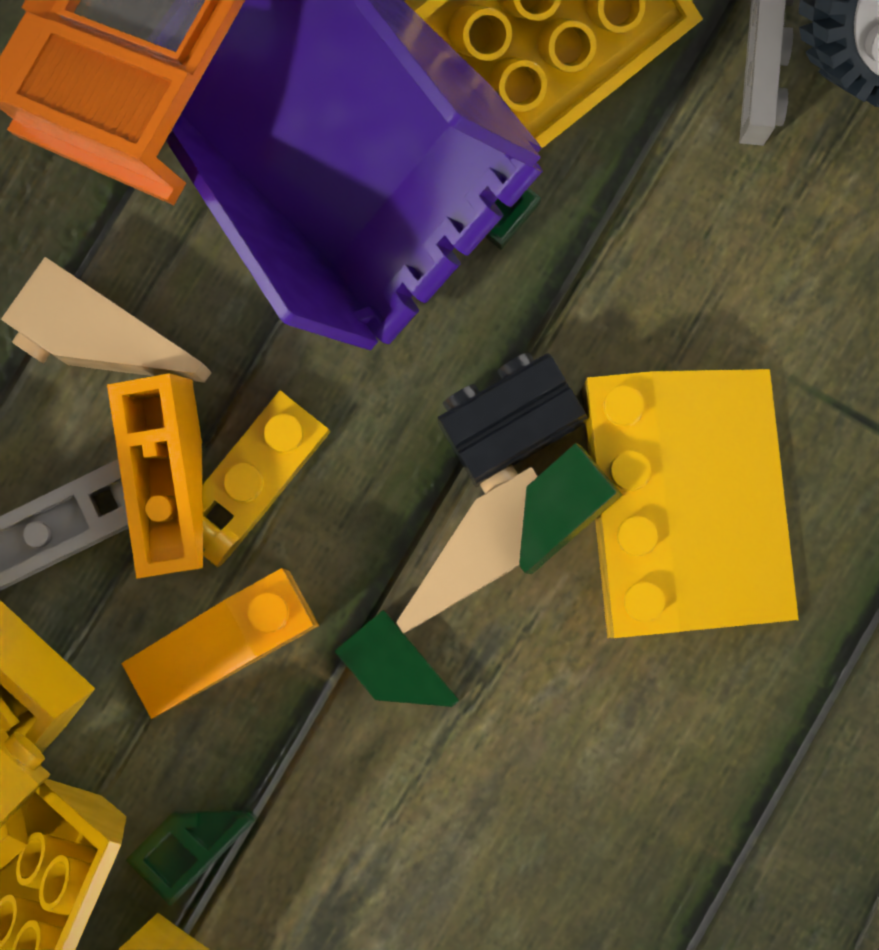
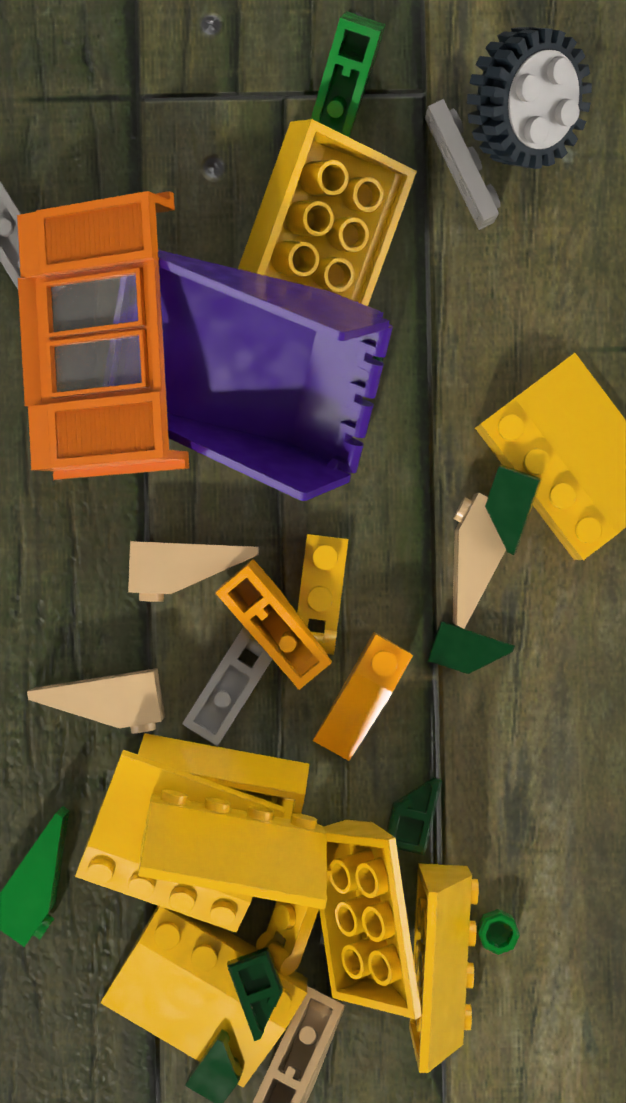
camera: 40 degrees left, 5 degrees up
(510, 417) = (448, 471): black brick -> none

